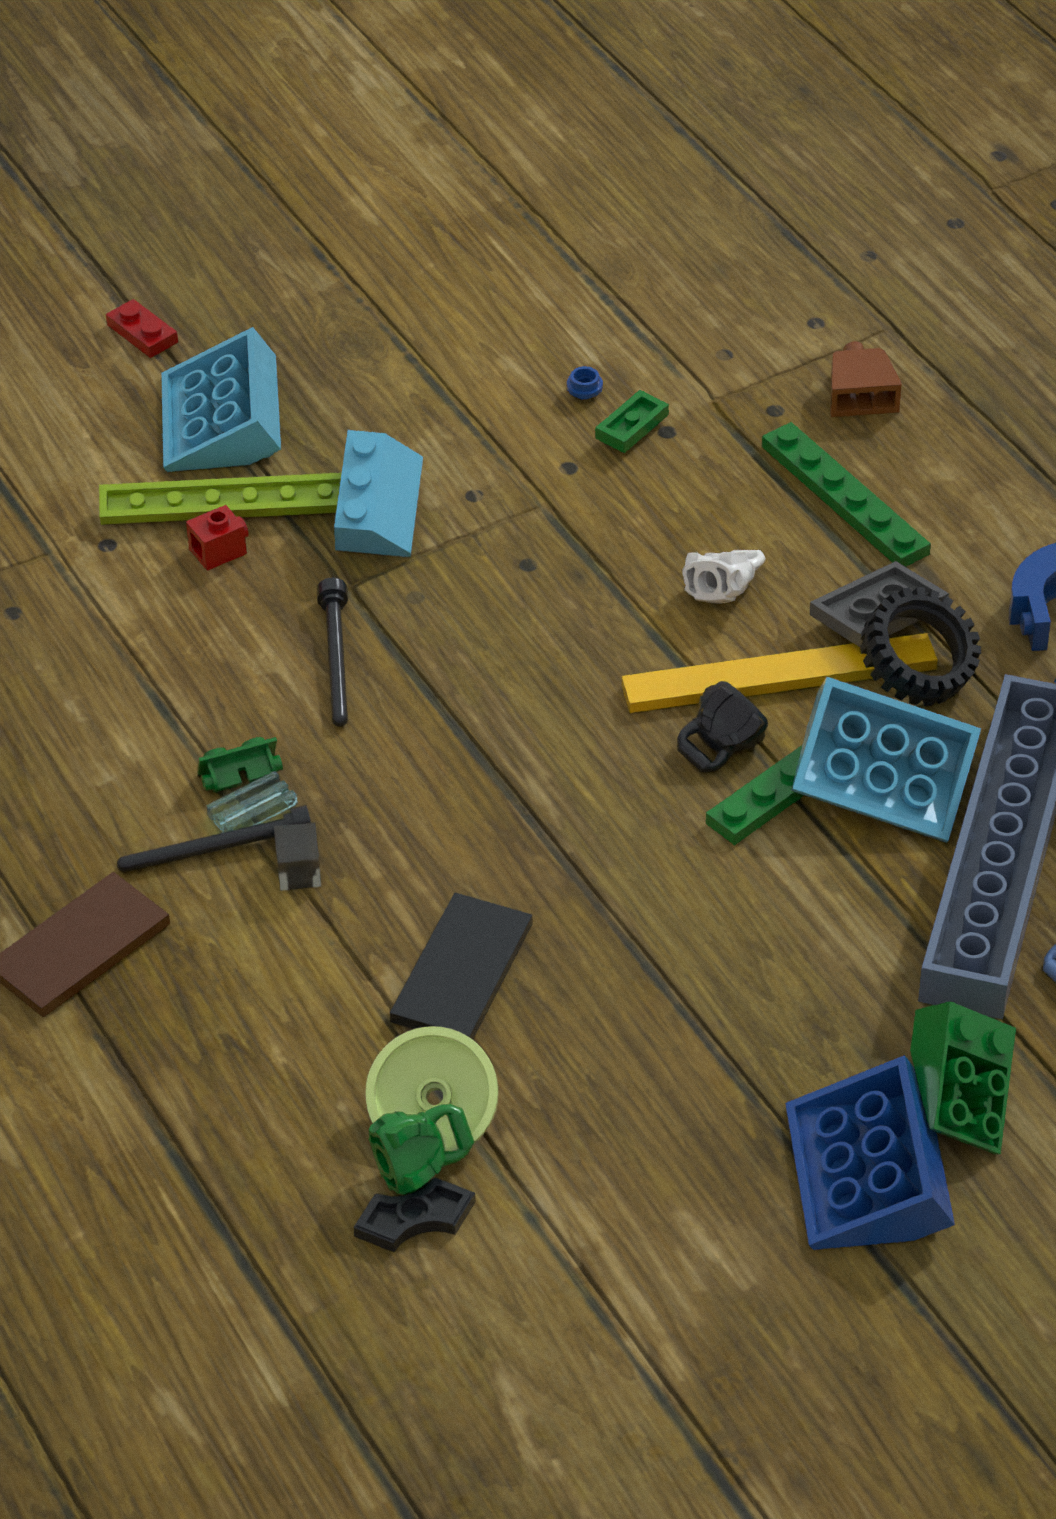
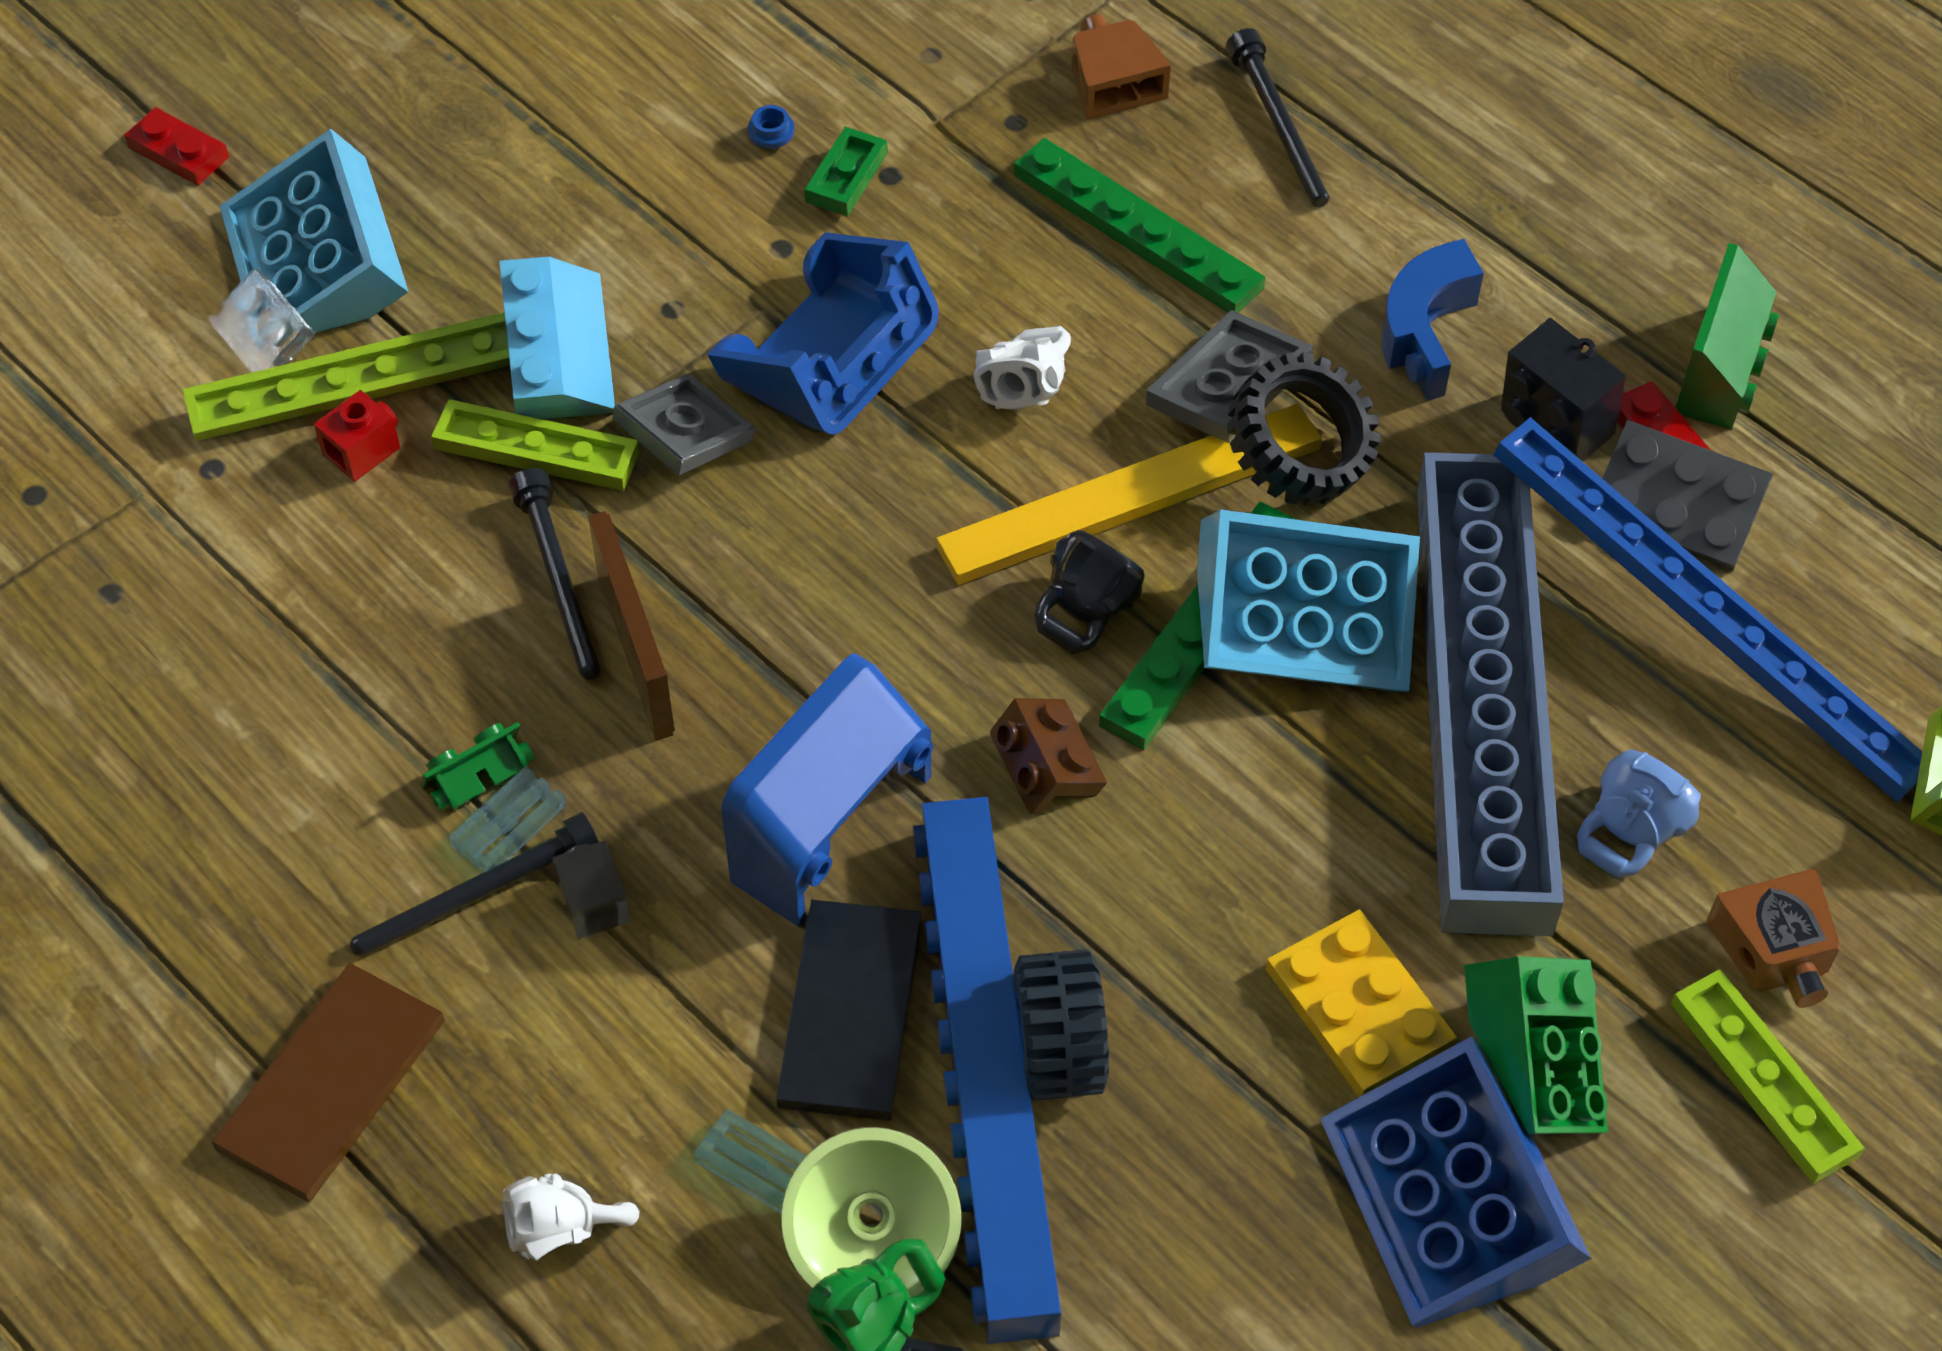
camera: 15 degrees left, 10 degrees up
(168, 452) = (261, 324): none -> clear plate
(212, 1050) = (555, 1213): none -> white piece
(334, 560) = (536, 443): none -> lime plate
(349, 1050) = (738, 1176): none -> clear light blue tile
(376, 690) = (632, 625): none -> reddish brown tile
(456, 569) = (683, 423): none -> dark grey plate
(471, 797) = (813, 779): none -> windscreen
(547, 1025) = (988, 1075): none -> blue brick
(605, 995) = (1062, 1024): none -> black wheel
(611, 525) = (843, 340): none -> blue windscreen
(658, 829) = (1045, 752): none -> reddish brown bracket
(836, 1028) = (1360, 1003): none -> yellow plate
(969, 388) = (1248, 52): none -> black piece

